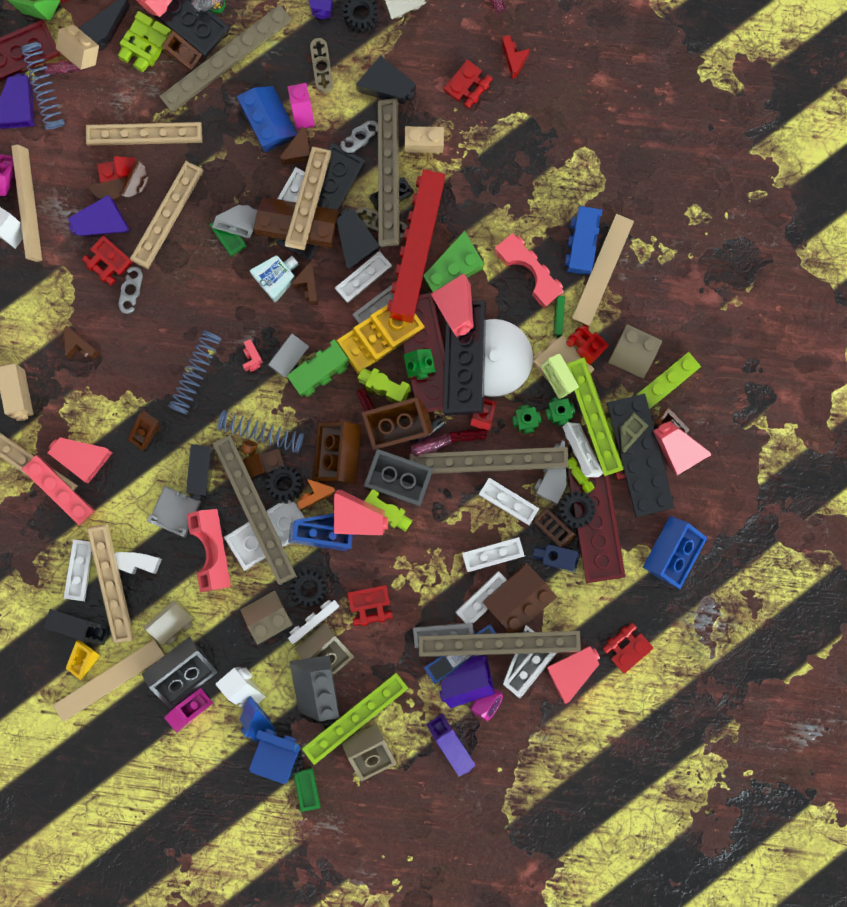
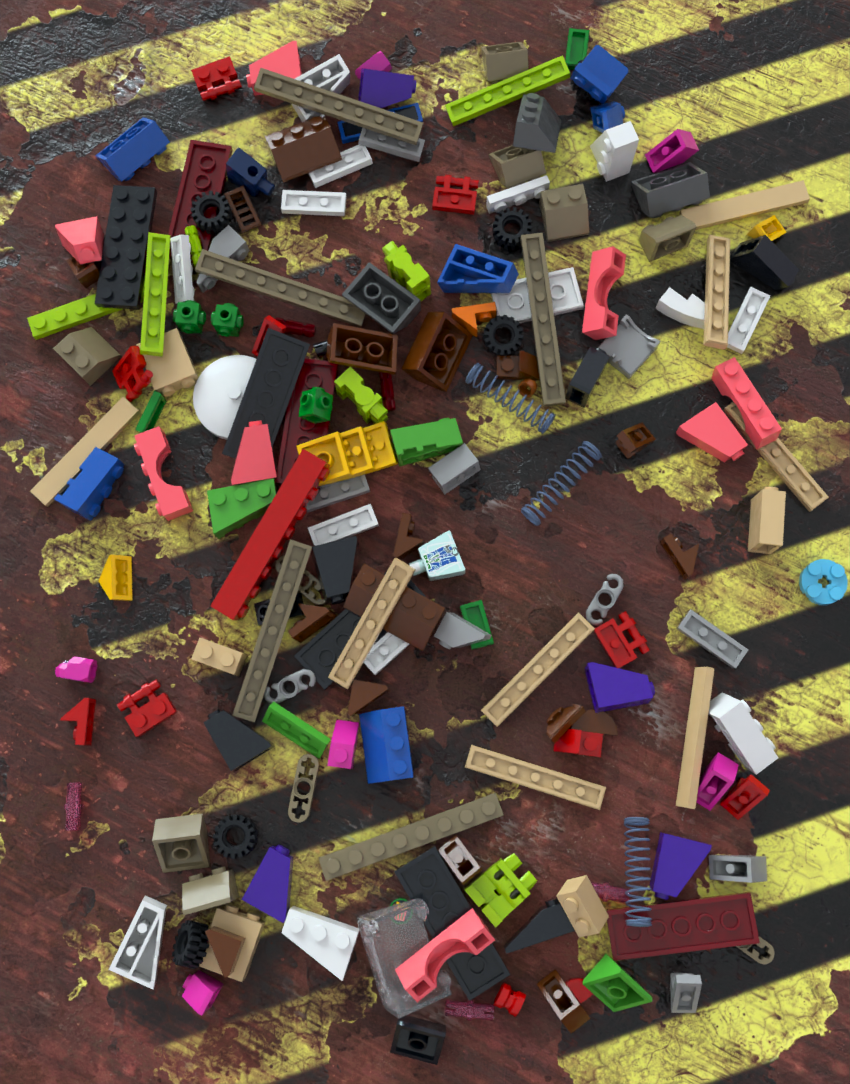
camera: 150 degrees left, 5 degrees down
(34, 285) = (712, 639): none -> light grey plate
(251, 352) = (492, 484): coral bracket -> none
(342, 105) = (296, 730): none -> bright green plate
(357, 516) = (436, 261): coral slope -> none
(360, 194) = (315, 619): none -> reddish brown slope
(431, 445) = (324, 327): clear pink pin -> none
(450, 745) = (422, 43): dark purple slope -> none
(508, 501) = (278, 248): white plate -> none
(532, 174) = (117, 578): none -> yellow slope
(533, 92) = (77, 669): none -> dark pink rock
(559, 376) = (174, 343): yellowish green slope -> none
(631, 431) = (124, 265): olive tile -> none

